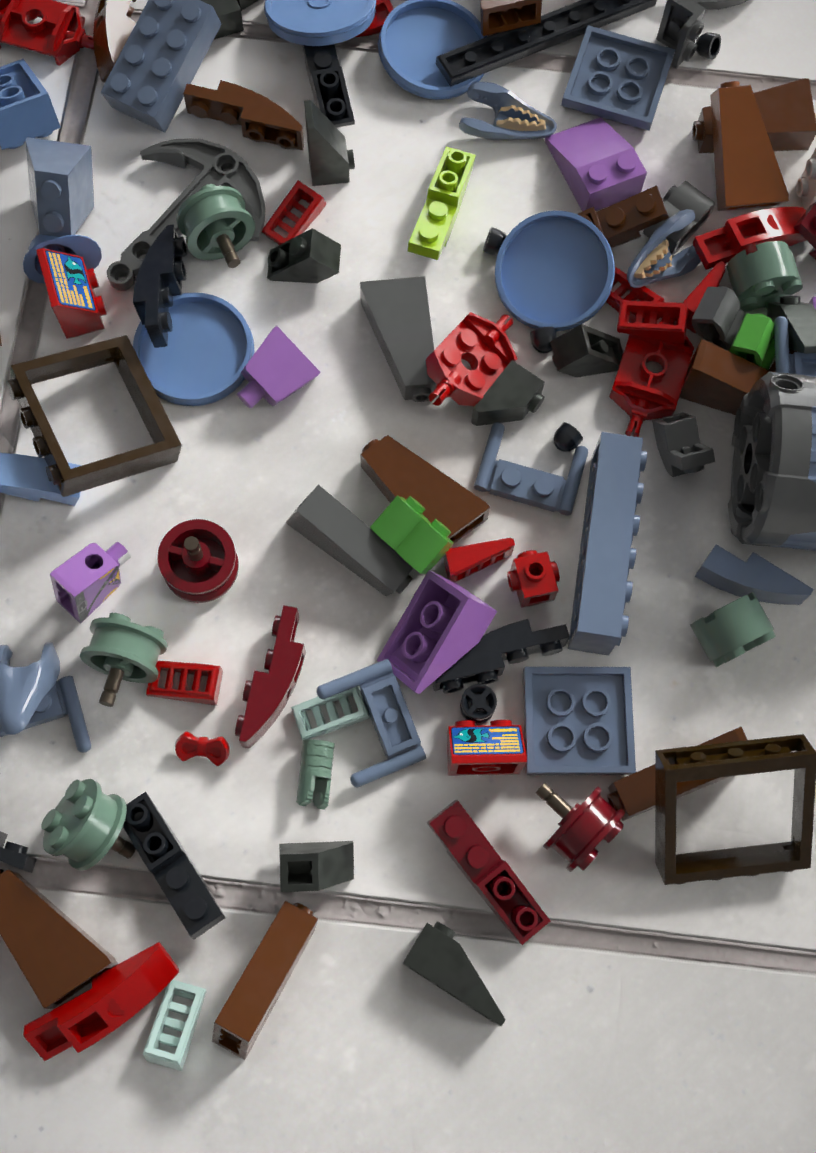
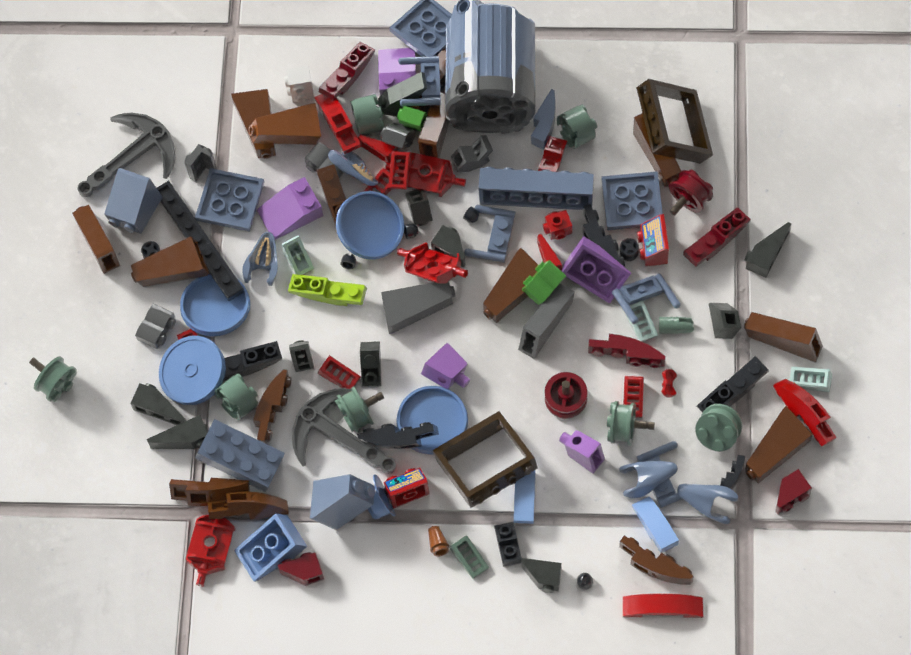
camera: 85 degrees left, 5 degrees down
(82, 70) = (243, 502): none -> reddish brown slope
(263, 59) = (237, 397): none -> sand green brick
(509, 164) = (297, 256): none -> light aqua slope
(679, 588) = (553, 154): none -> red slope

